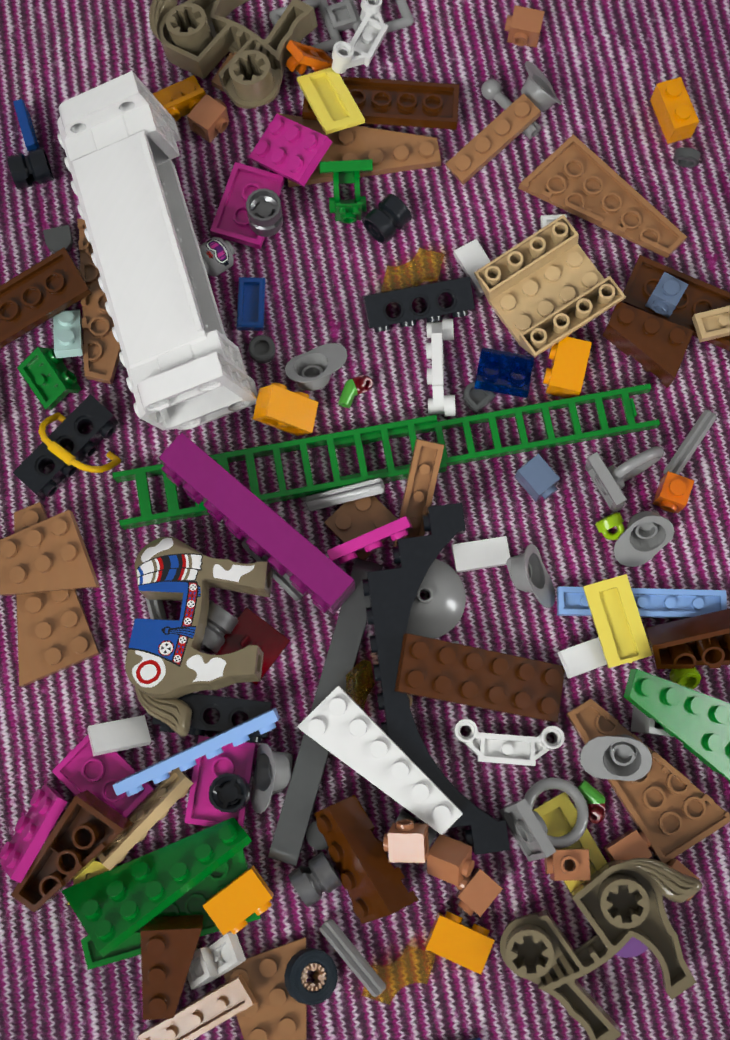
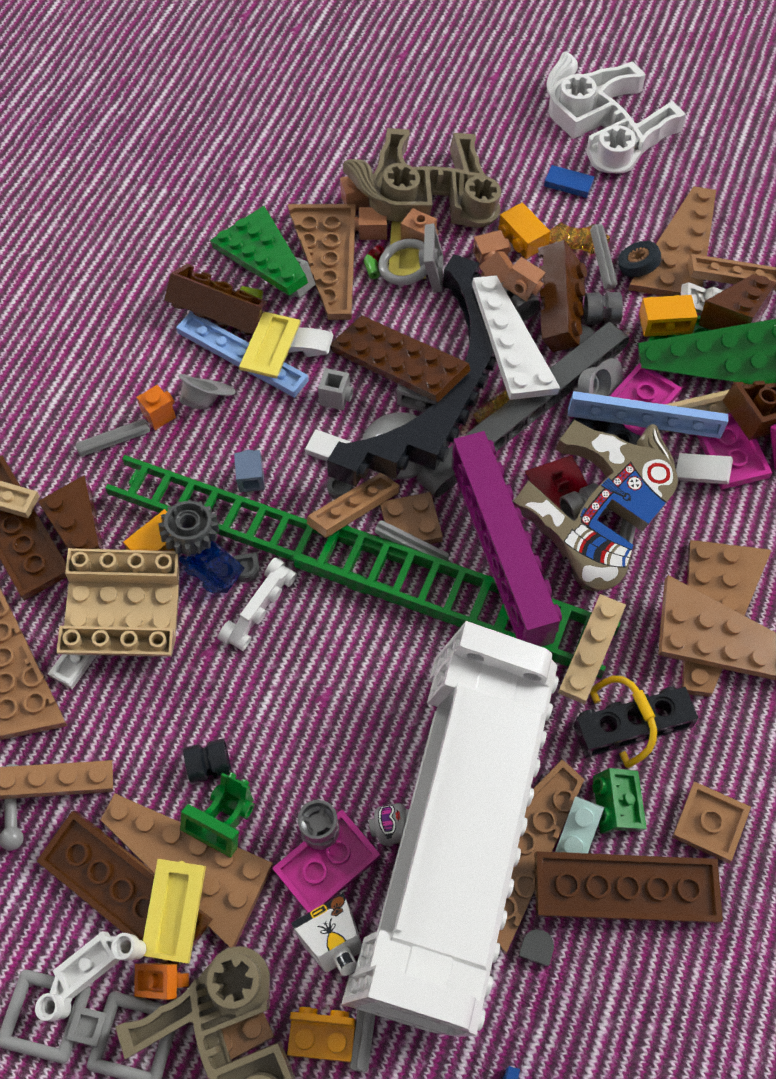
camera: 145 degrees left, 15 degrees down
(30, 168) = (527, 1045): black wheel -> none
(130, 483) = (592, 649): none -> tan plate
(208, 118) = (303, 986): nougat brick -> none
(208, 154) = (330, 935): none -> white torso
(229, 793) = (636, 377): black wheel -> none
(251, 304) = (385, 763): blue tile -> none
(262, 349) = (402, 714): dark grey tile -> none
(285, 409) = (418, 633): light orange brick -> none
(290, 149) = (249, 883): dark pink plate -> none
(316, 366) = (364, 659): light grey piece -> none
(354, 387) = (344, 632): arm -> none
(370, 541) = (417, 481): dark pink plate -> none
(422, 268) = (232, 703): clear yellow tile -> none
(458, 289) = (237, 665): black brick -> none
(472, 258) = (160, 678): white tile -> none
(508, 748) = (406, 316): white plate -> none
(519, 609) = (334, 389): none -> light grey brick
(531, 575) = (309, 408): light grey piece -> none
(541, 363) = (188, 540): none -> dark grey gear
(609, 522) = (220, 414): lime tile -> none
(612, 479) = (197, 433): light grey tile -> none
(616, 758) = (337, 262): light grey piece -> none
(666, 295) = (33, 539): sand blue brick -> none

